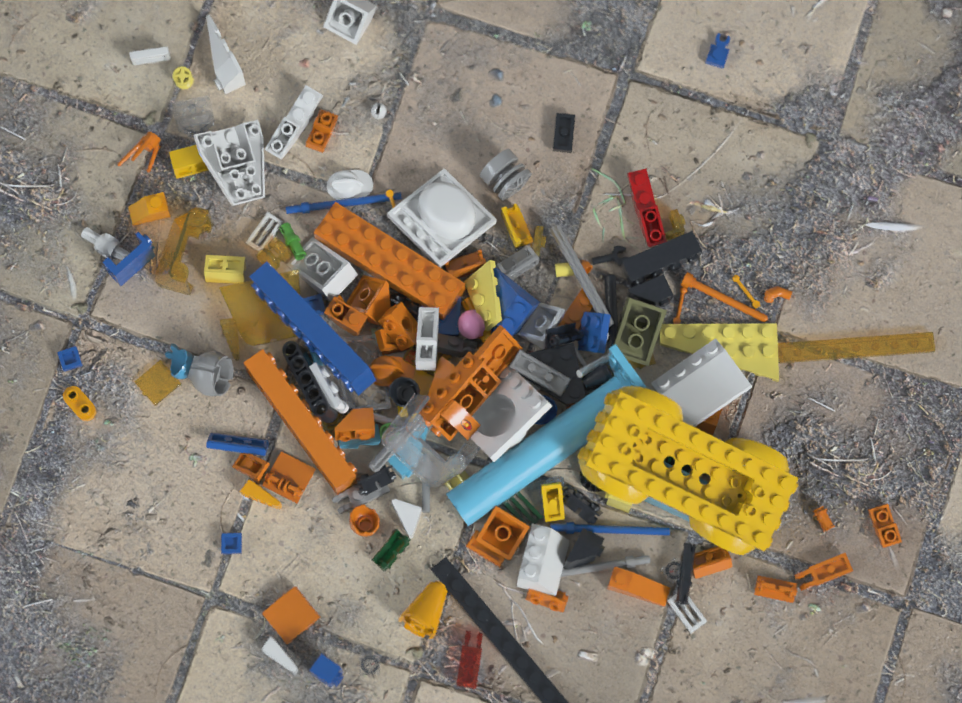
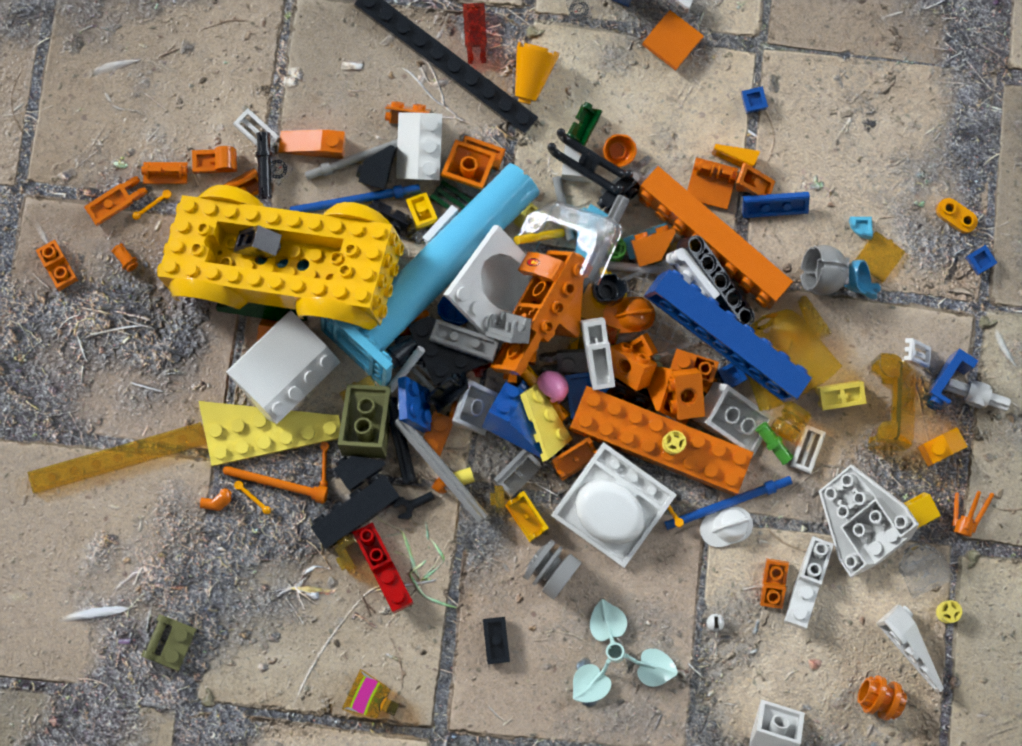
camera: 165 degrees right, 5 degrees up
(150, 56) = (994, 629): white tile -> none
(150, 291) = (913, 343): none -> white tile
(165, 410) = (862, 226): none -> medium azure tile
(258, 21) = (885, 699): none -> orange piece
(358, 289) = (692, 405): none -> orange brick
(380, 244) = (677, 440): none -> light yellow wheel
(394, 508) = (588, 163): none -> black piece
(463, 451) = (545, 235): none -> yellow bar
(466, 128) = (611, 622): none -> light aqua plant
(500, 368) = (510, 329): none -> light grey hinge
(538, 481) = (440, 224): none -> white tile
(677, 109) = (369, 697): none -> torso
(705, 487) = (258, 242): none -> slope
(729, 589) = (217, 160): none -> orange plate
(777, 570) = (165, 195): none -> light orange hinge
(829, 186) = (175, 646): none -> olive plate

